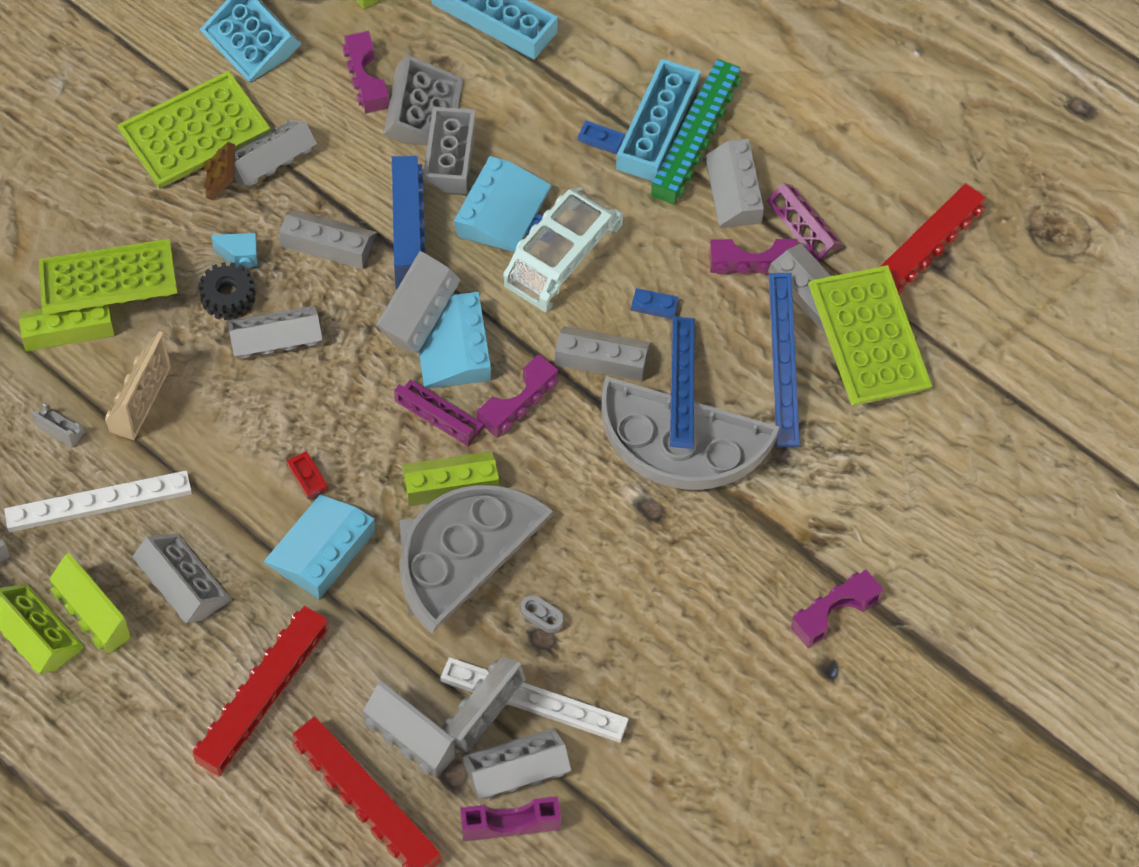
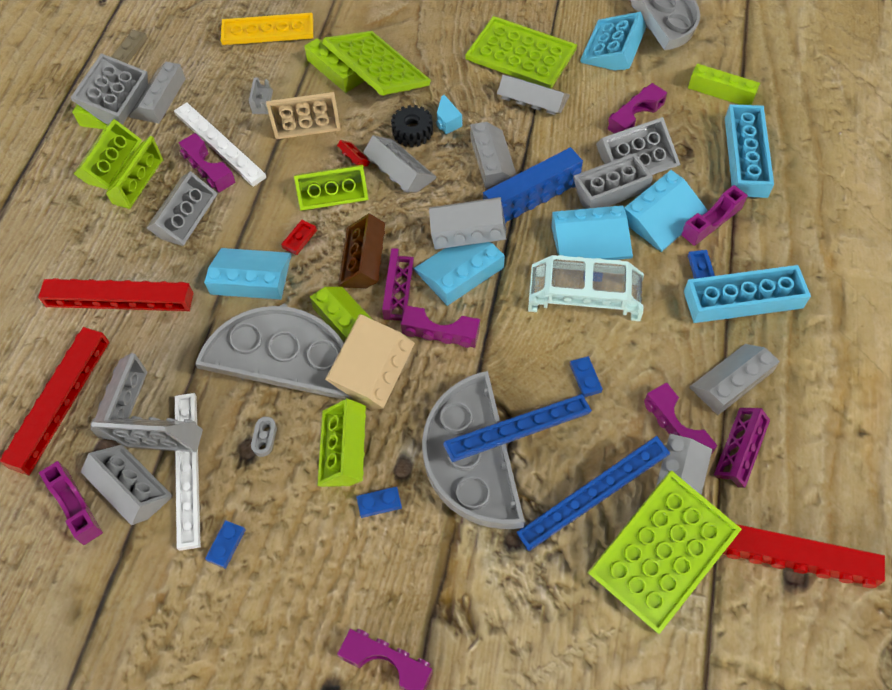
camera: 65 degrees right, 0 degrees up
(97, 530) = (216, 174): none -> magenta arch
(216, 369) = (353, 153): none -> red plate
(220, 170) = (494, 75): reddish brown plate -> none
(258, 411) = (331, 187): none -> lime slope
(373, 424) = (362, 253): none -> reddish brown slope
(514, 125) = (663, 210): none -> medium azure slope
(529, 472) = (370, 362): none -> tan slope
(549, 80) = (702, 225): none -> magenta arch
(596, 547) = (342, 444): none -> lime slope
(601, 353) = (516, 362): light grey slope -> none
(638, 698) = (225, 544): none -> blue plate
(676, 545) = (379, 502): none -> blue plate
(695, 132) = (760, 325): green brick -> none

